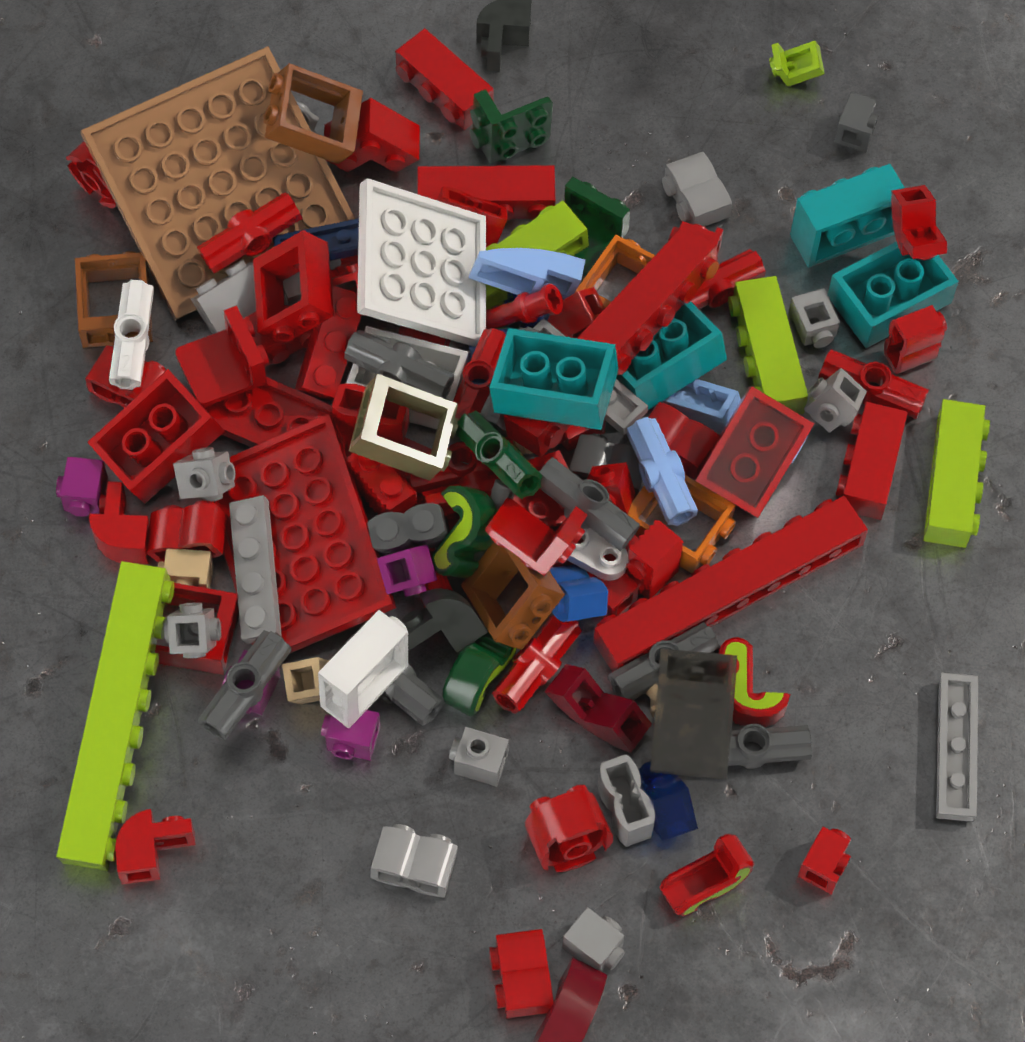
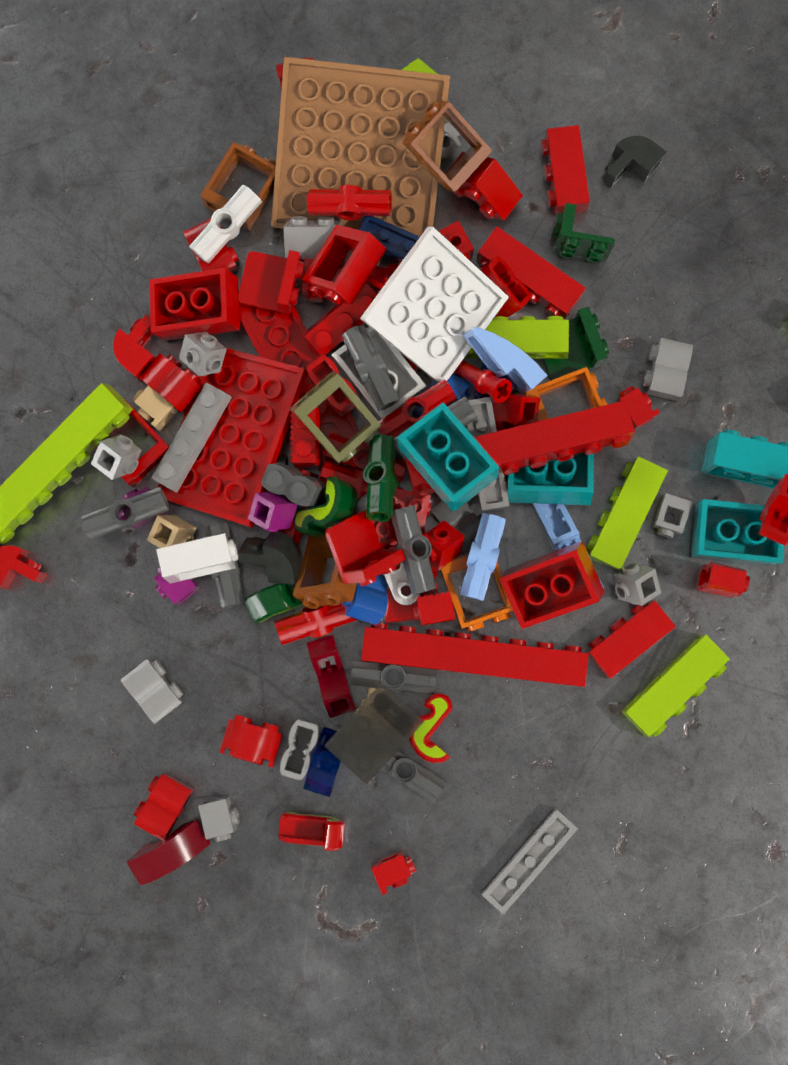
camera: 45 degrees right, 20 degrees up
(82, 485) = (131, 303): magenta brick -> none
(479, 756) = (238, 653): light grey brick -> none
(686, 436) = (518, 537): red brick -> none
(719, 288) = (642, 445): red piece -> none
(893, 390) = (682, 604): red piece -> none

